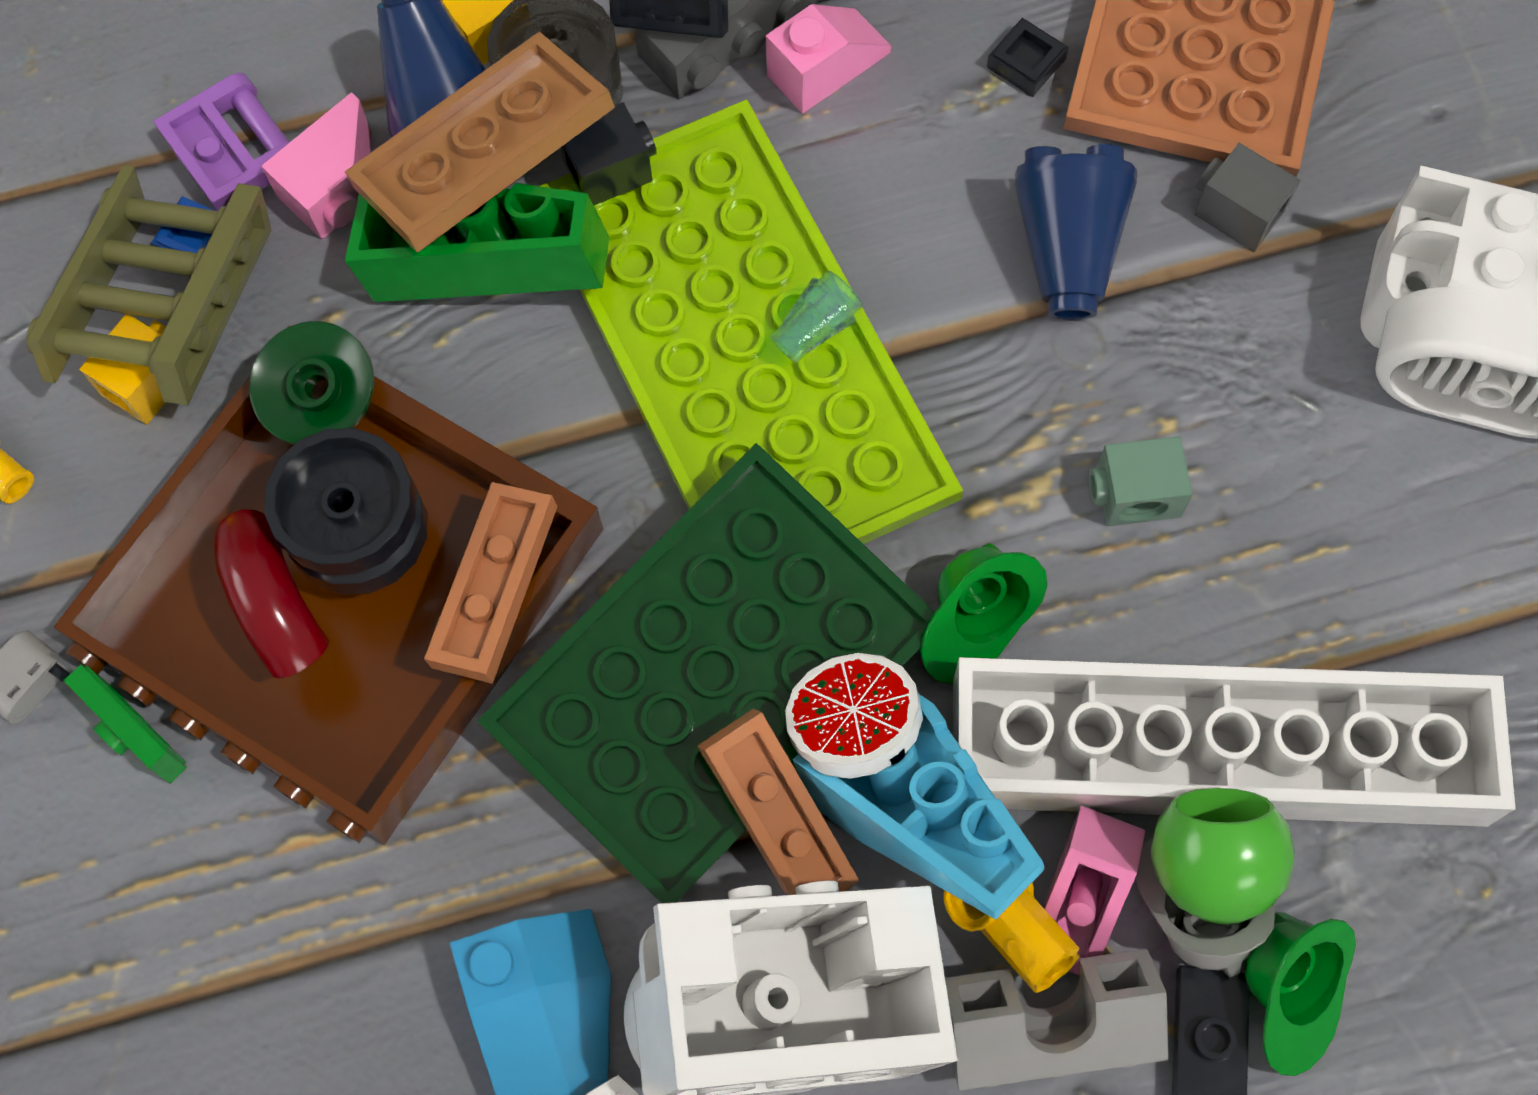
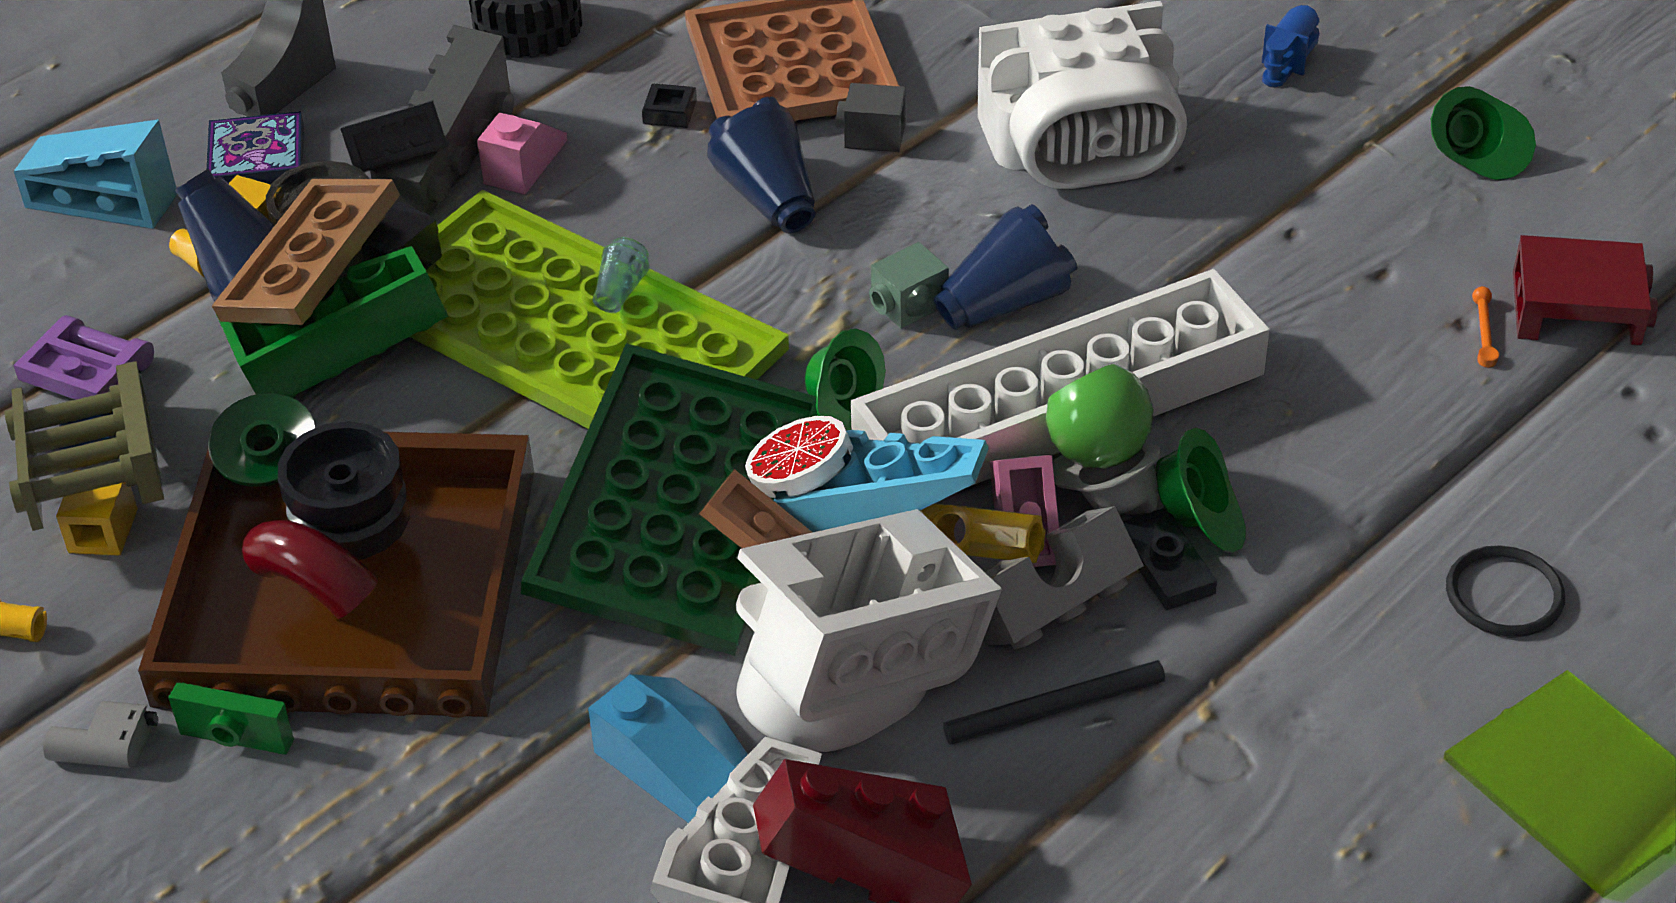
camera: 30 degrees left, 25 degrees down
(311, 168) = (174, 346): bright pink slope -> none
(491, 582) = (480, 496): nougat plate -> none
(1259, 528) = (1006, 271): none -> dark blue cone

